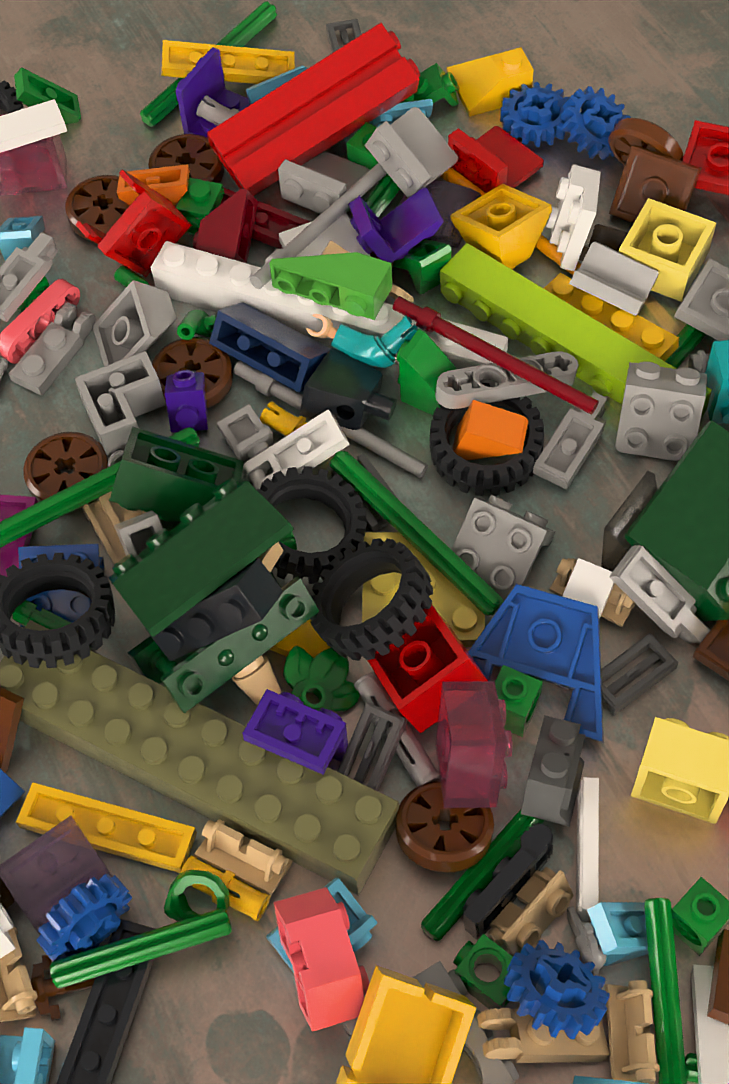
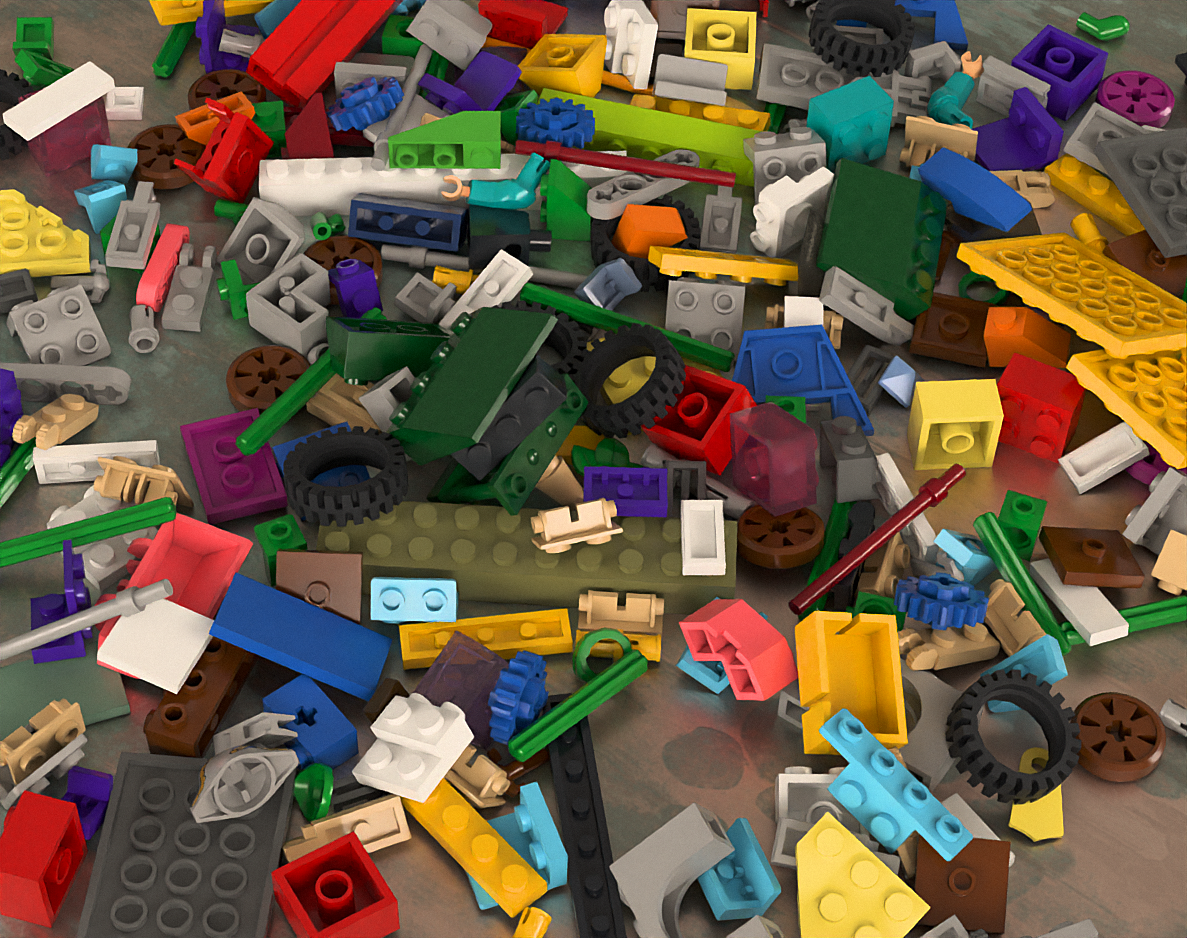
camera: 30 degrees left, 10 degrees down
(49, 200) = (112, 163): none -> medium azure bracket
(55, 58) = (35, 35): none -> green bracket
(56, 764) = (414, 599): none -> bracket
(83, 358) = (232, 289): none -> green bracket
(100, 142) = (125, 103): none -> white tile
(242, 760) = (559, 531): none -> tan hinge
(287, 211) = (365, 103): none -> blue gear
(347, 812) = (702, 537): none -> white tile
(420, 479) = (609, 284): none -> sand blue bracket
(451, 288) = (556, 123): none -> blue gear
(539, 493) = (709, 264): none -> yellow plate
(615, 850) = (930, 494): none -> dark red bar
(633, 452) = (785, 211): none -> white plate
(664, 690) = (900, 381): none -> light blue slope

